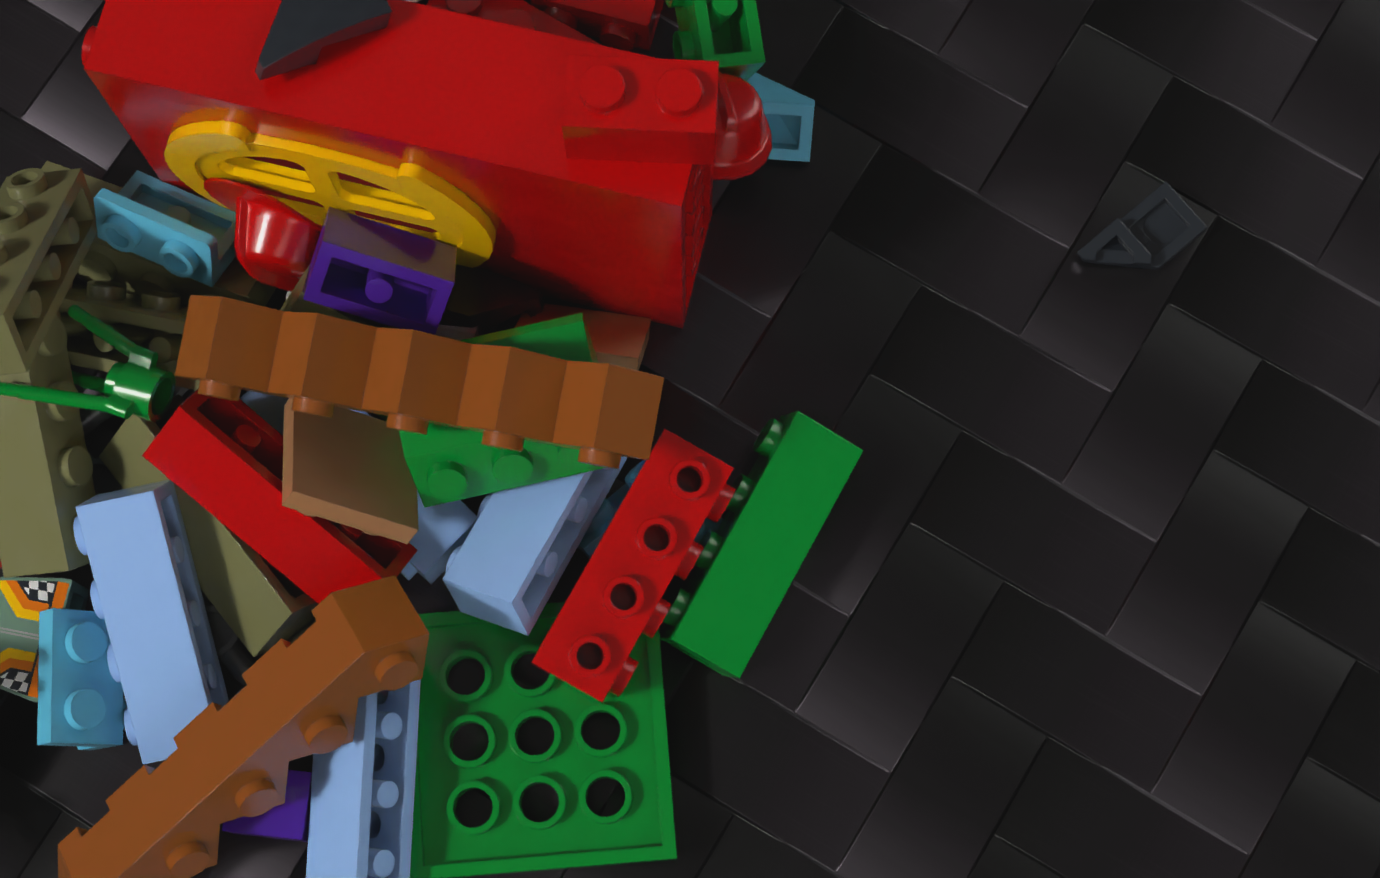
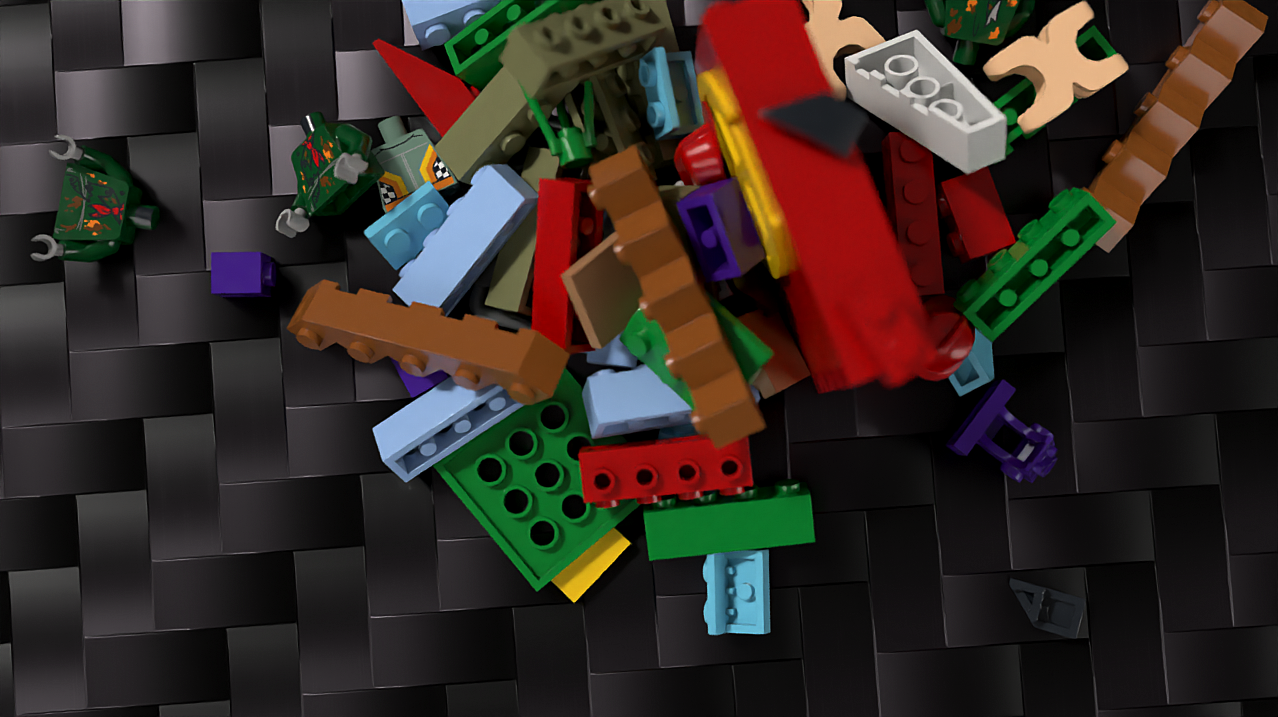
camera: 60 degrees right, 10 degrees up
(692, 766) = (591, 564): none -> yellow tile
(859, 597) = (737, 592): none -> medium azure bracket
(941, 124) = (1030, 457): none -> dark purple tile

